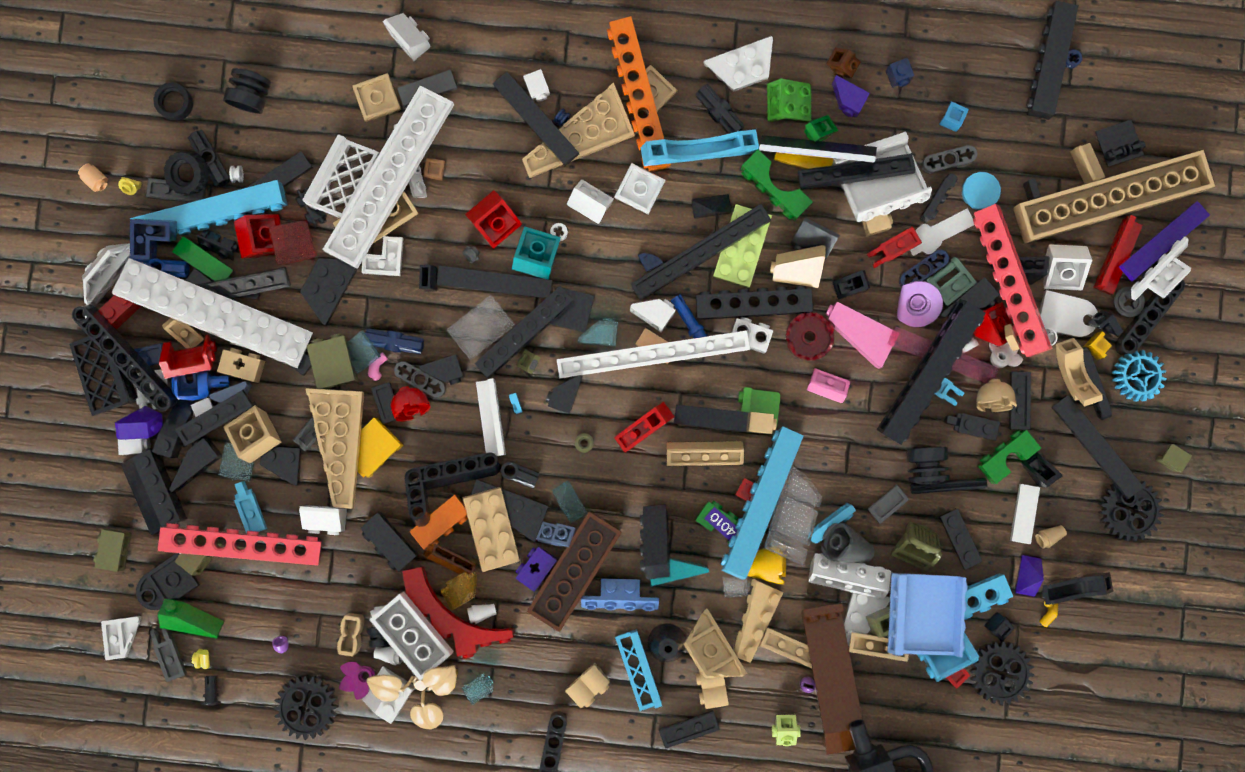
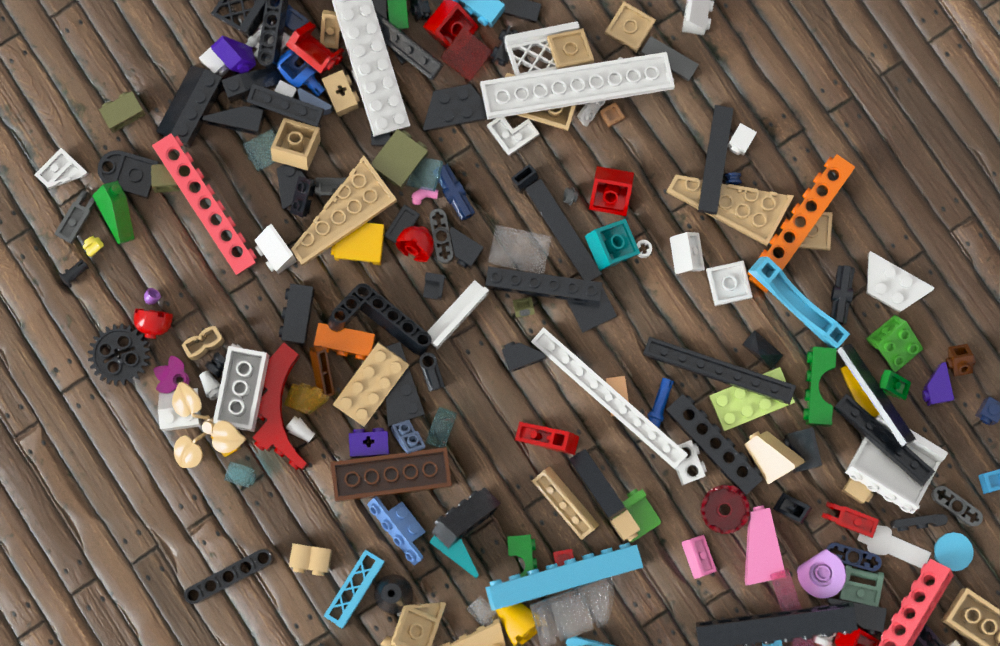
camera: 45 degrees right, 5 degrees down
(249, 508) = (236, 187): medium azure hinge -> none
(301, 661) = (152, 322): none -> red cylinder
(303, 468) = (301, 204): none -> black hinge
(355, 158) = (570, 49): none -> tan tile
(454, 417) = (434, 286): none -> black panel
(516, 403) = (486, 319): medium azure tile -> none
(579, 438) = (496, 395): olive plate -> none
(601, 333) = (592, 345): clear light blue slope -> none
(649, 261) = (679, 337): dark blue tile -> none
(654, 312) = (642, 372): white slope -> none
(721, 523) = (521, 558): dark purple sticker -> none
(1031, 189) = (988, 590): black tile -> none

